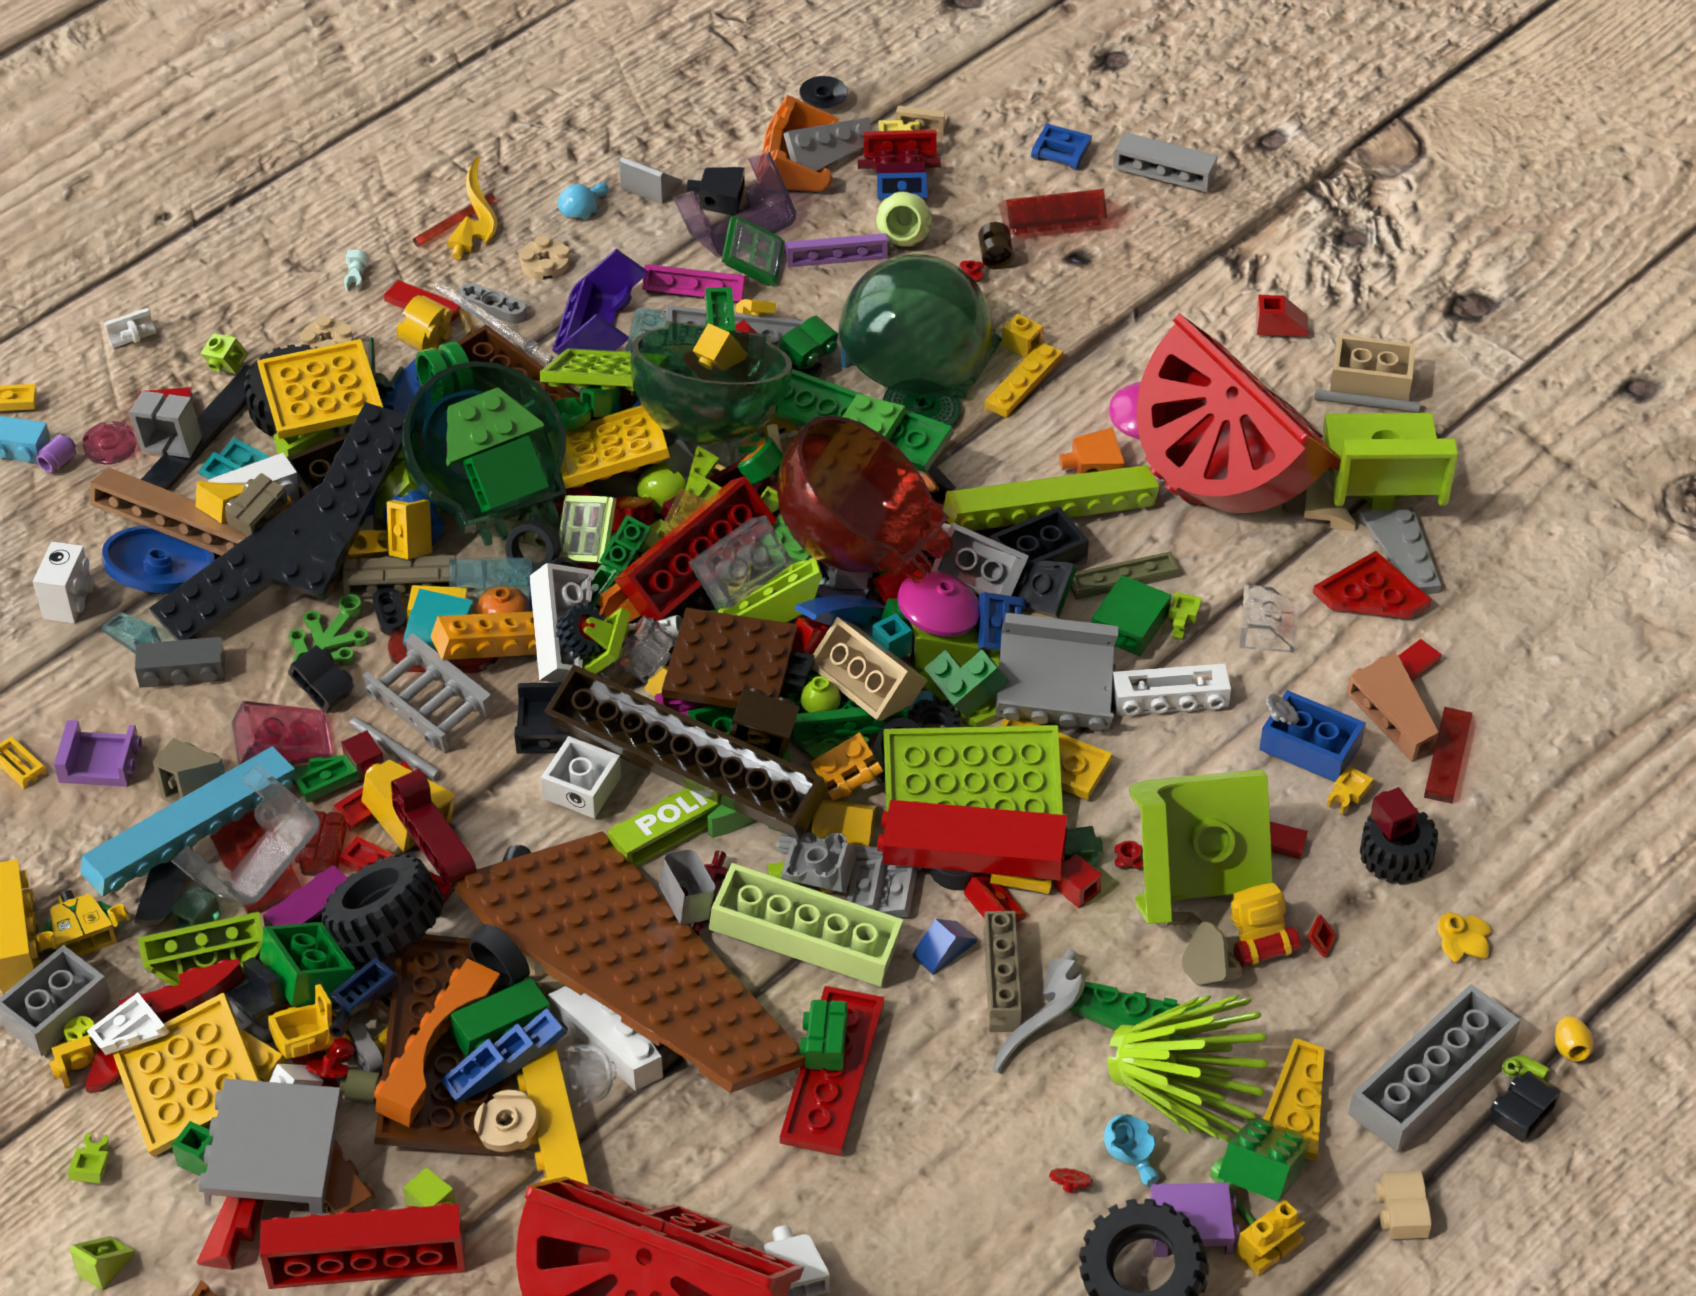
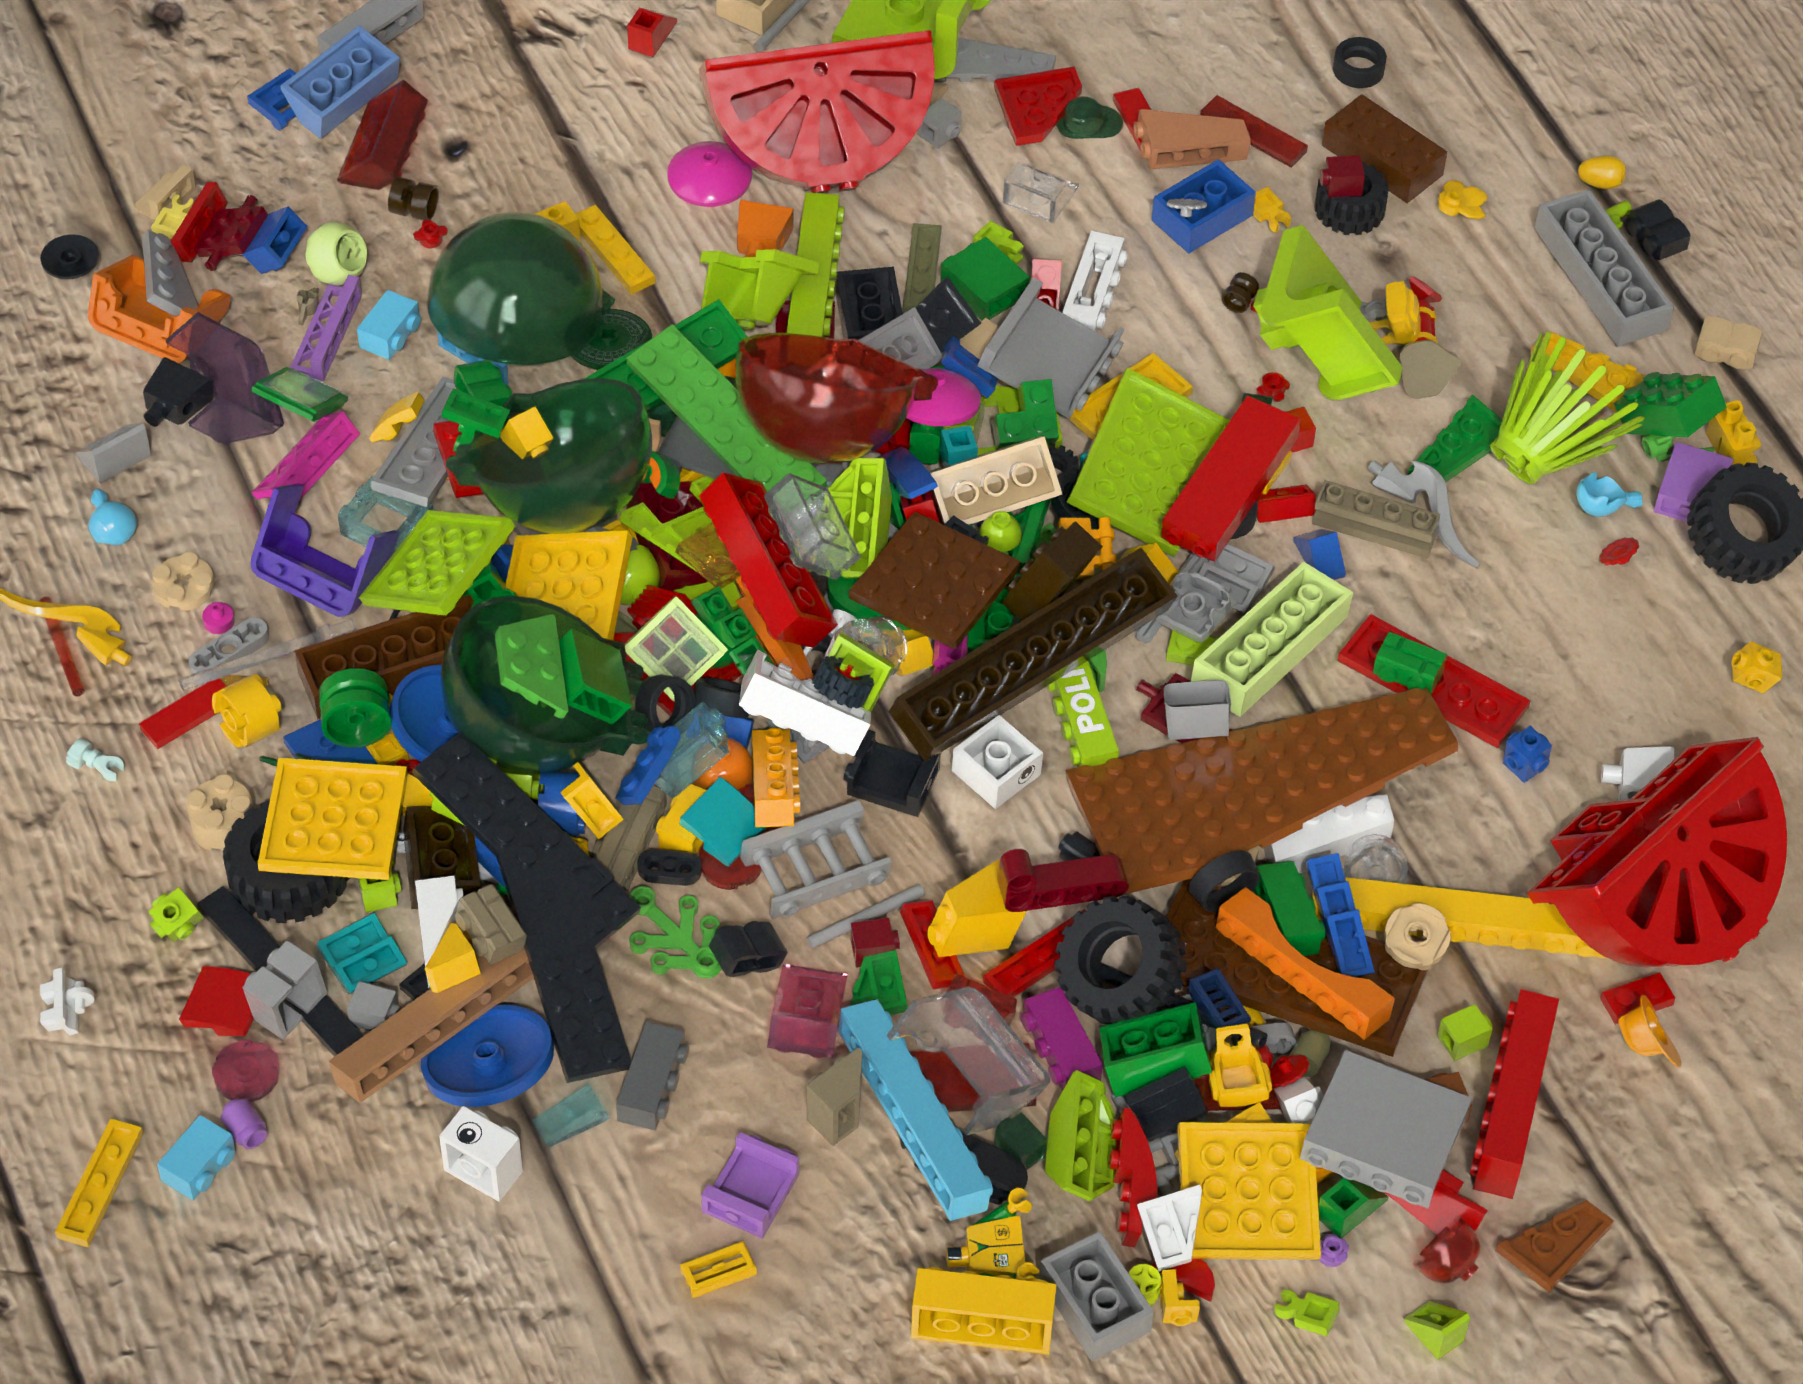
camera: 70 degrees left, 5 degrees up
(163, 1168) = (1333, 1258): none -> medium lavender plate
(175, 1244) = (1450, 1254): none -> clear red cylinder
(184, 480) = (371, 1006): none -> light grey brick
(461, 549) = (649, 765): none -> blue hinge
(520, 287) = (218, 618): none -> dark pink tile
(773, 1162) = (1527, 753): none -> blue brick
(846, 270) = (388, 325): none -> medium azure brick
(856, 228) = (307, 303): none -> dark tan piece
(1010, 457) = (753, 286): none -> lime windscreen
(1088, 162) = (341, 81): none -> medium blue slope
(1150, 651) = (1049, 273): none -> slope
(1299, 531) = (940, 123): none -> light grey brick
(1379, 632) = (1089, 119): none -> clear green piece
(1483, 853) = (1389, 144): none -> reddish brown brick
(1595, 790) = (1362, 48): none -> black tyre

